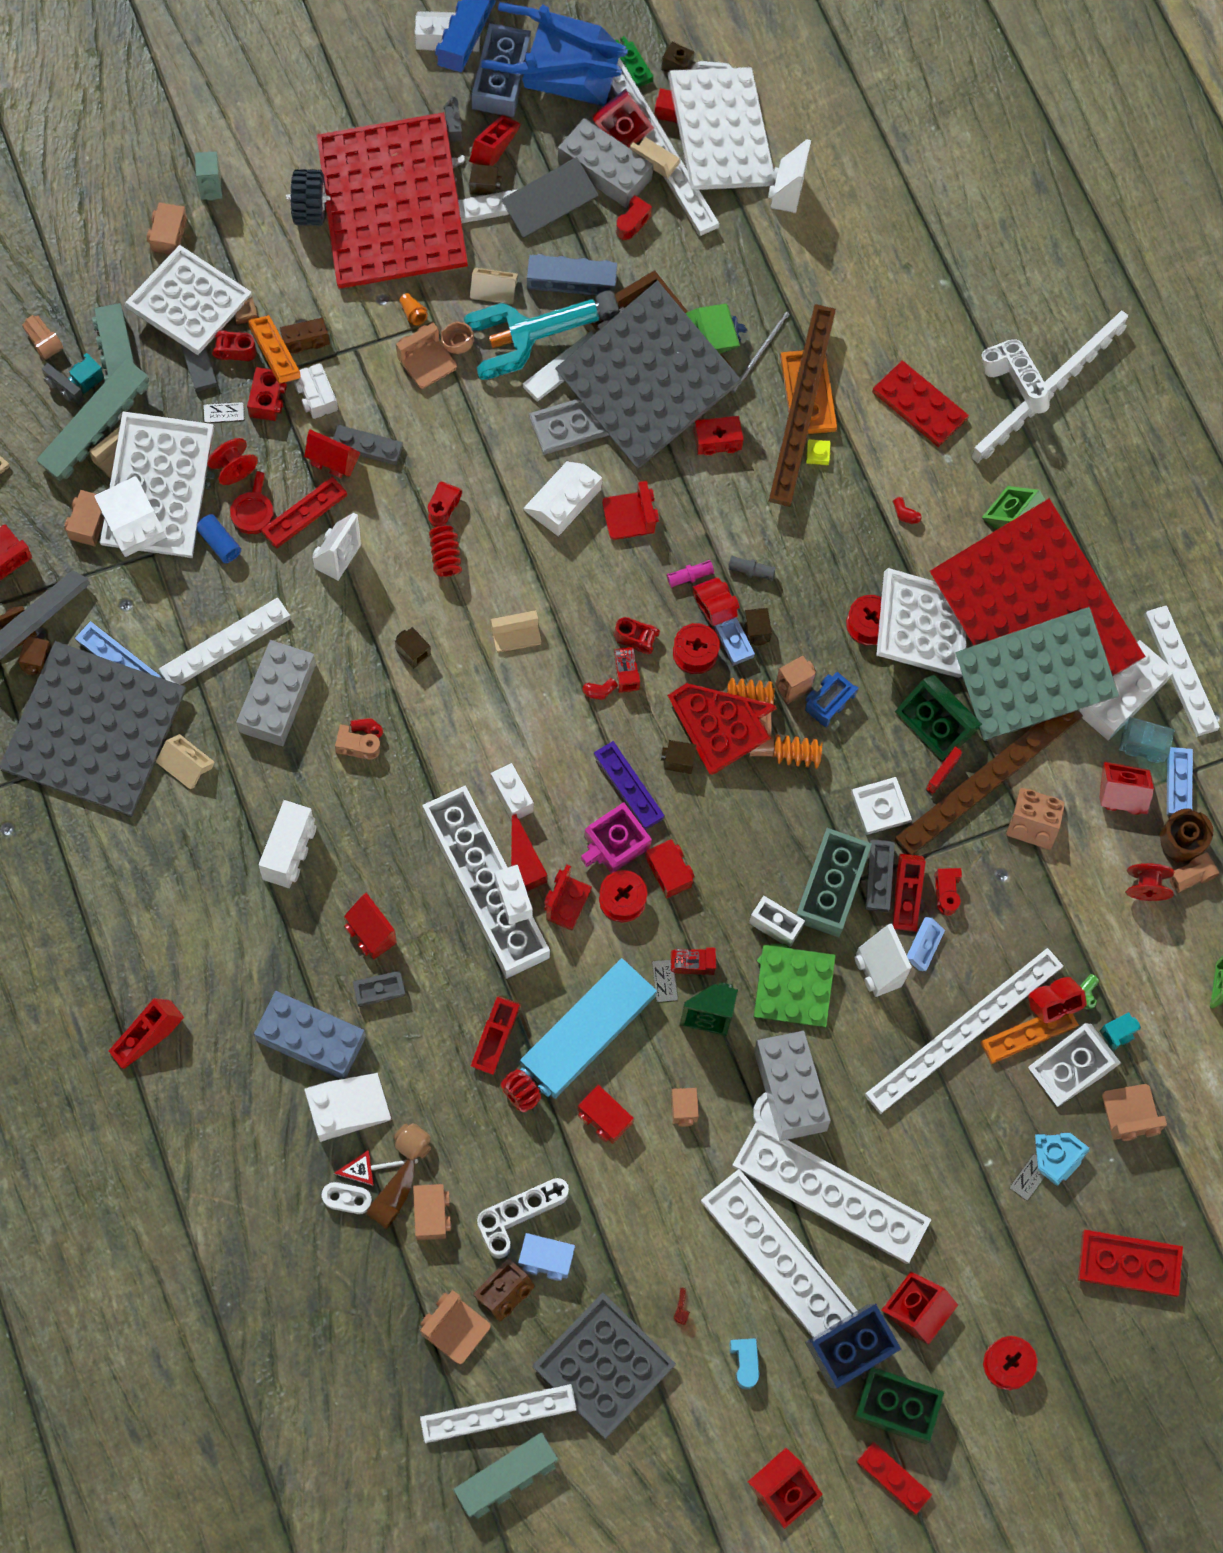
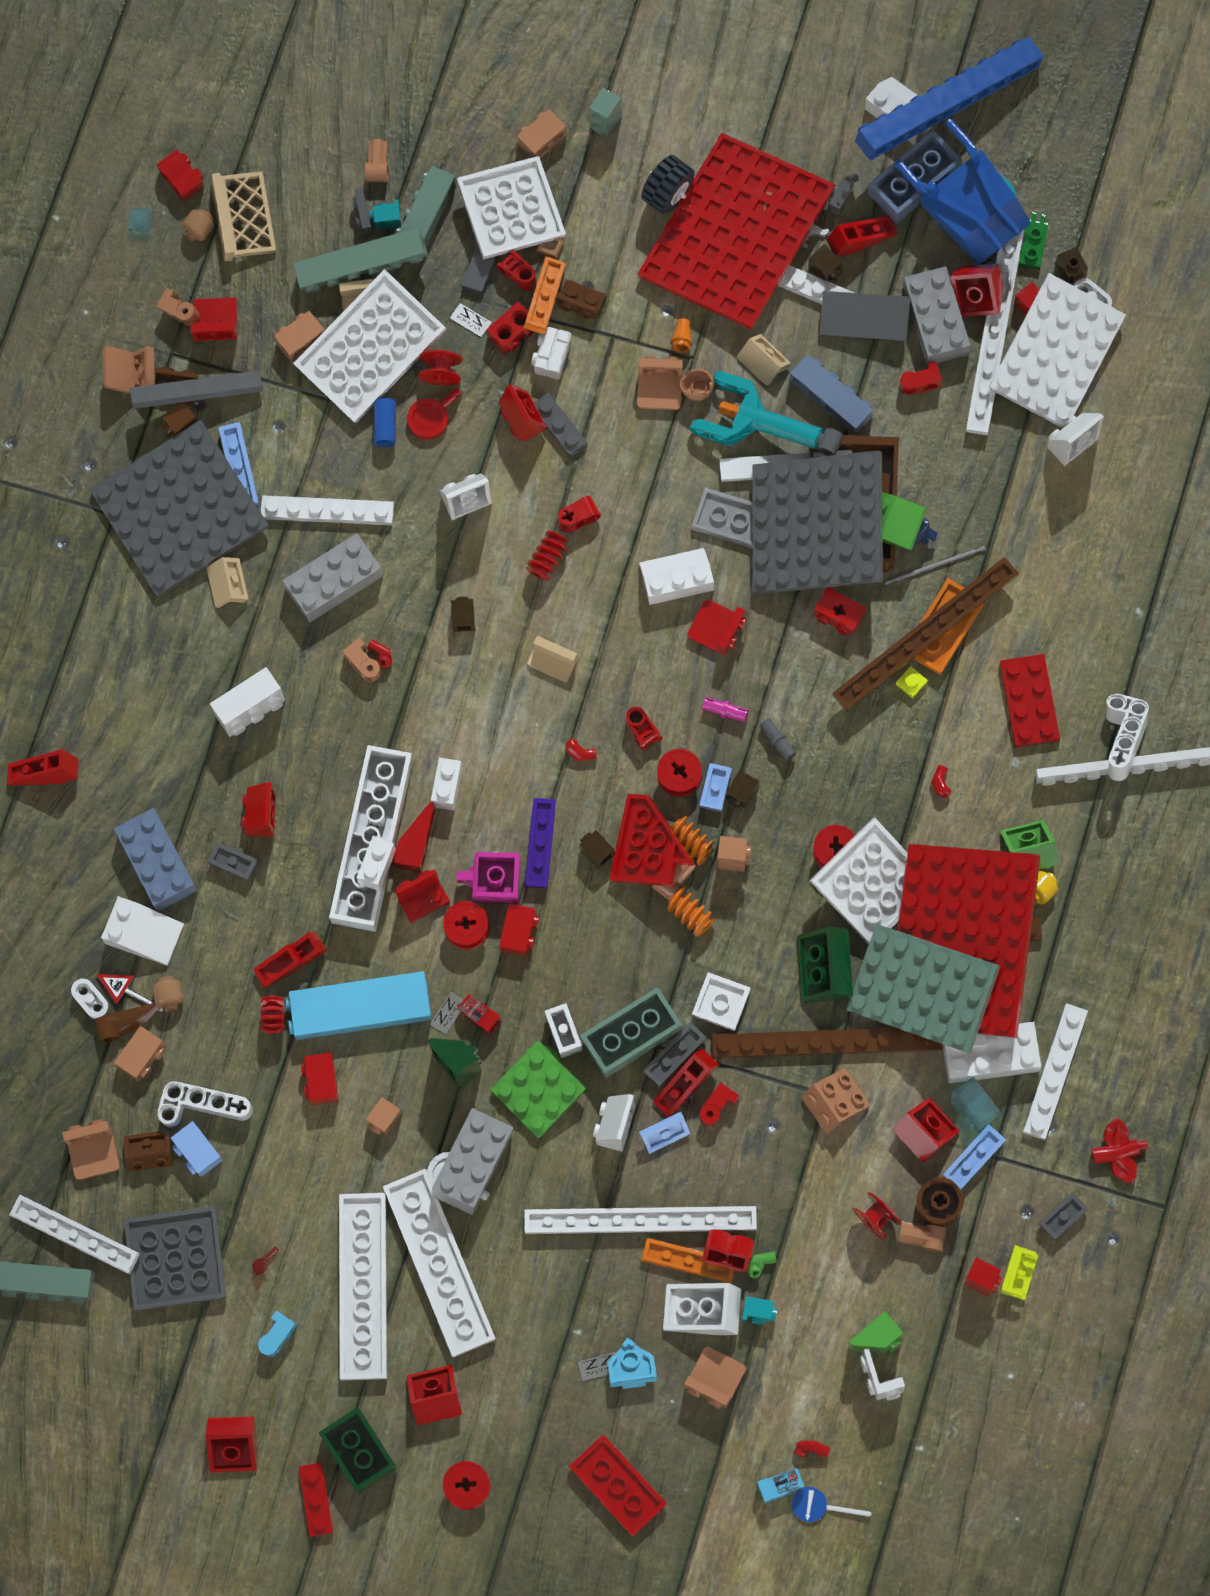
camera: 50 degrees right, 5 degrees up
(130, 516) = (327, 359): white slope -> none
(304, 512) = (466, 447): red plate -> none
(626, 670) = (612, 750): red leg -> none
(662, 160) = (980, 340): tan panel -> none
(716, 601) = (724, 746): red brick -> none
(830, 698) = (752, 887): blue window -> none
(853, 1345) = (357, 1381): dark blue brick -> none
(944, 770) = (793, 1010): red tile -> none

